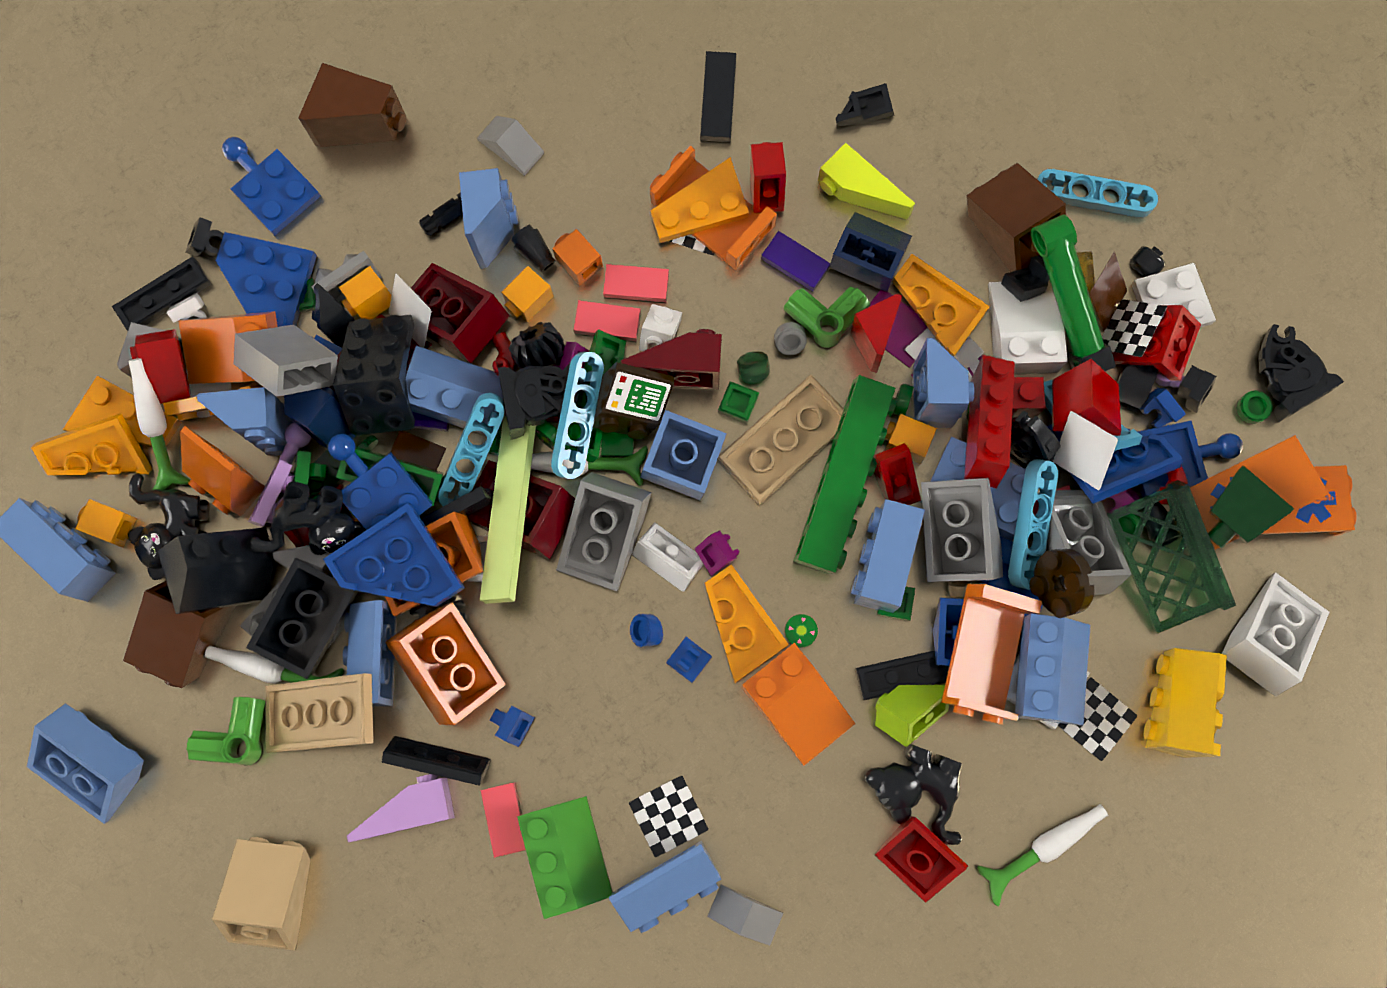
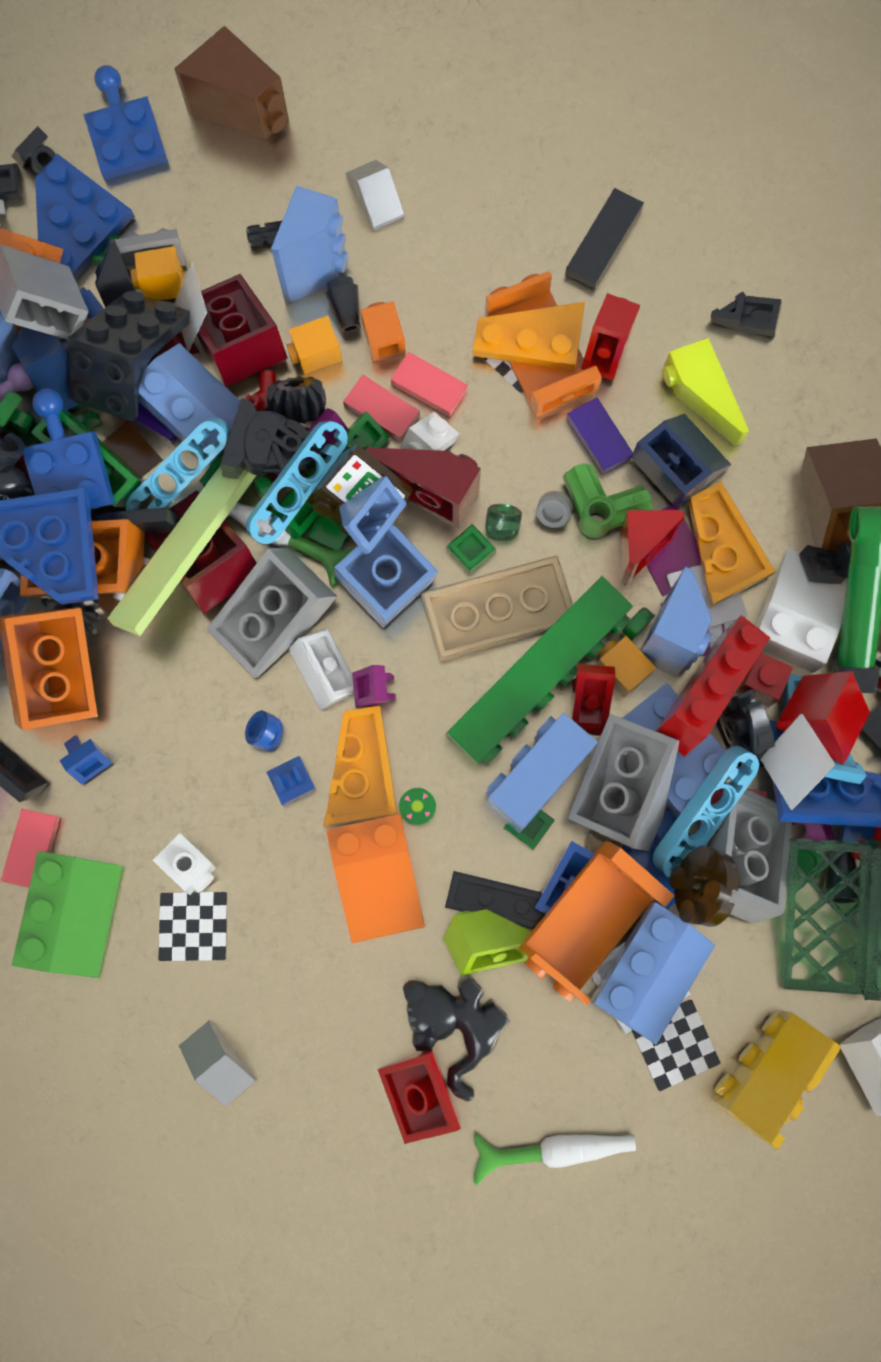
camera: 25 degrees right, 0 degrees up
(640, 769) = (185, 865): none -> white brick
(652, 412) = (371, 513): none -> medium blue slope
(666, 888) = (148, 996): medium blue slope -> none

